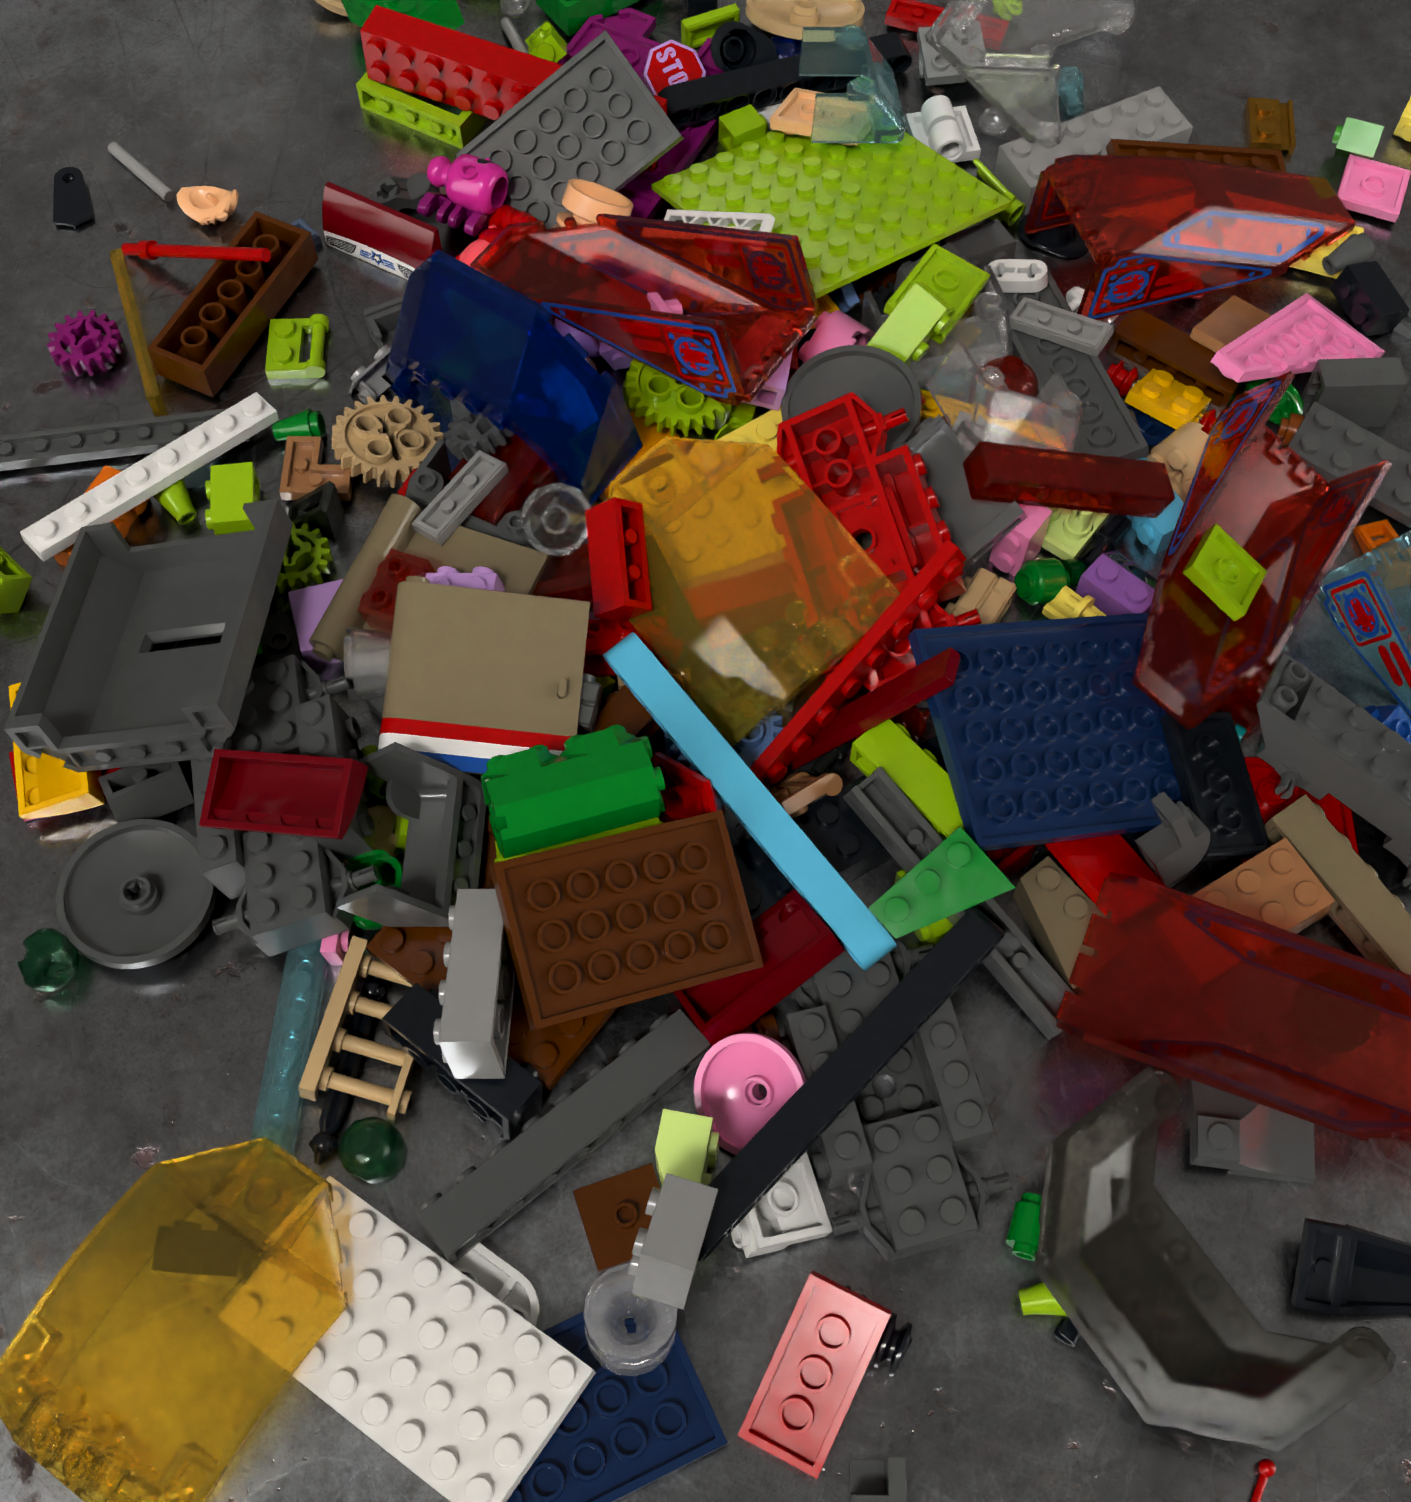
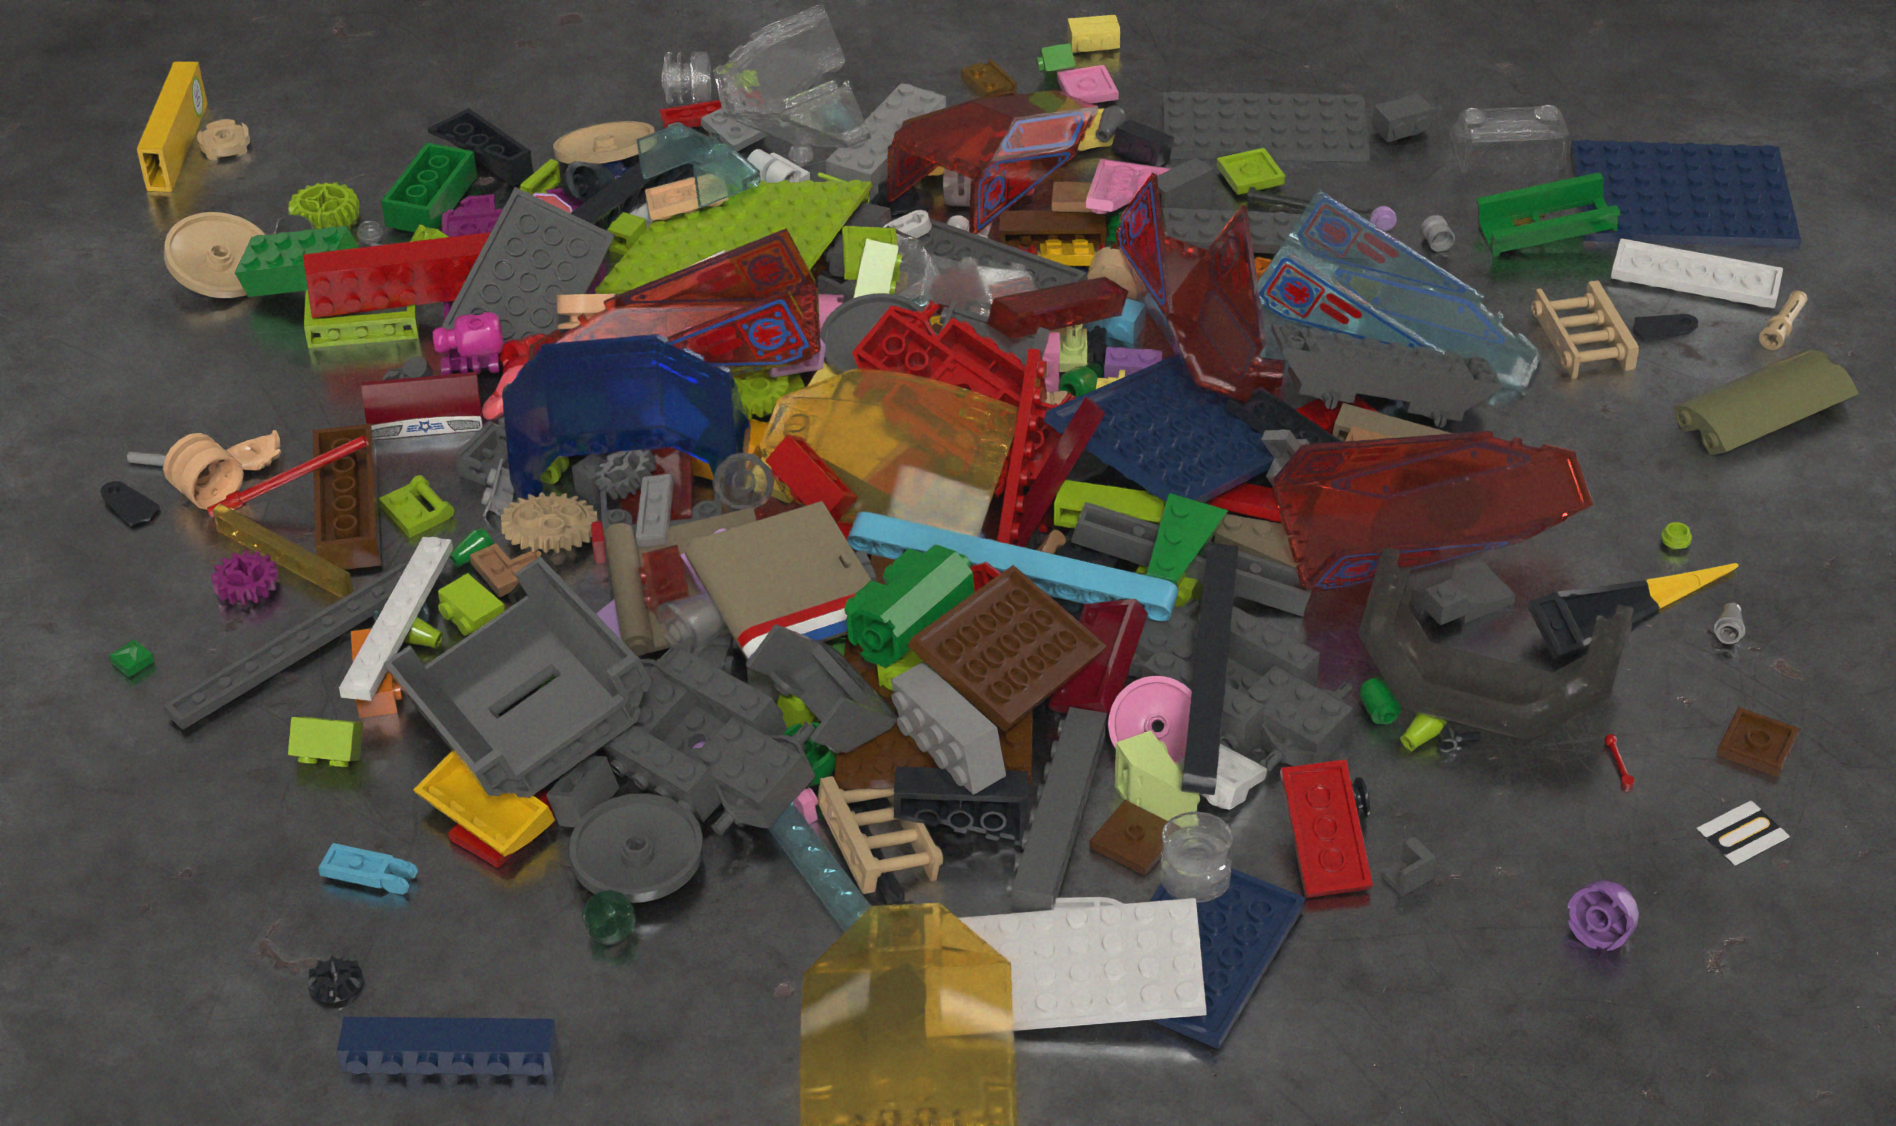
camera: 35 degrees left, 20 degrees down
(137, 201) = (202, 470): none -> light nougat wheel
(282, 793) = (712, 703): dark red slope -> none
(372, 1149) = (939, 887): clear green hair -> none
(671, 1246) = (1199, 775): light grey brick -> none
(1061, 326) = (966, 239): light grey tile -> none
(1225, 572) = (1196, 318): lime plate -> none

